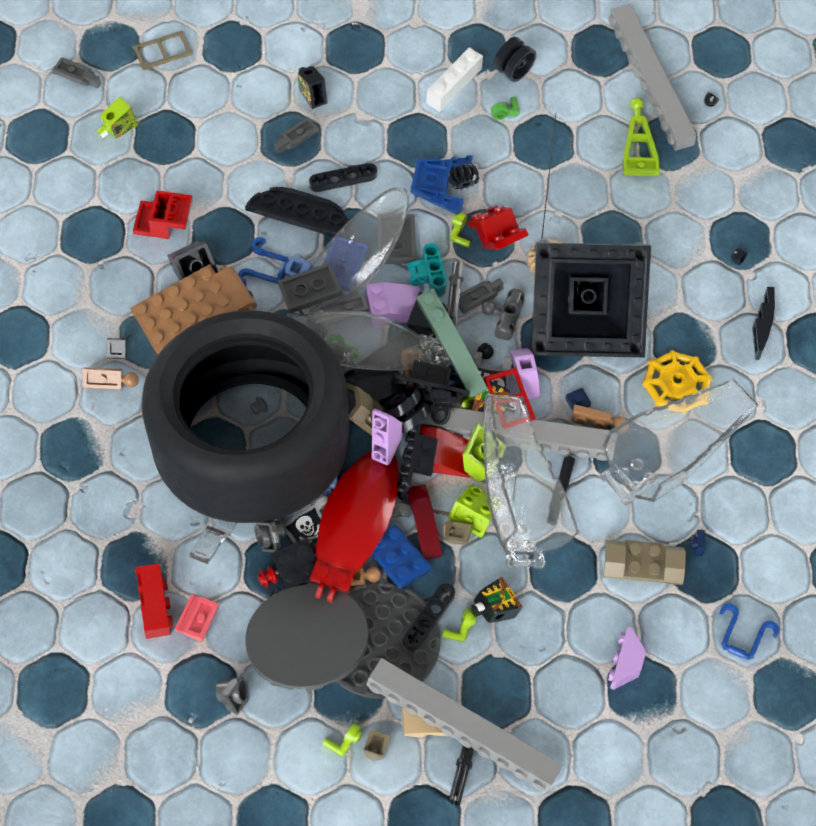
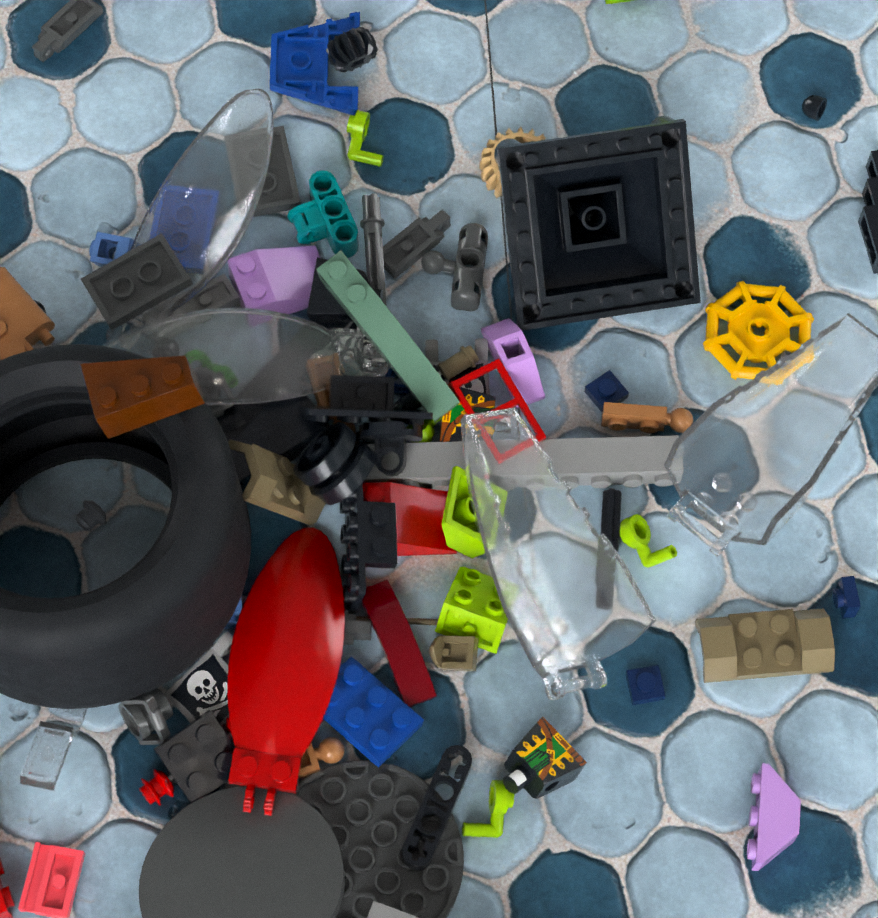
camera: 10 degrees left, 5 degrees up
(281, 274) = (44, 231): blue piece -> none
(299, 209) = (94, 150): black plate -> none
(300, 341) = (140, 391): none -> reddish brown wedge
(343, 179) = (153, 78): black beam -> none
(385, 436) = (308, 516): lavender slope -> none
(486, 350) = (443, 334): black piece -> none
(492, 367) = (458, 362): none -> dark tan pin
(497, 227) = (422, 126): red bracket -> none
(567, 571) = (645, 685): none -> dark blue plate
(579, 484) = (636, 534): none -> lime plate

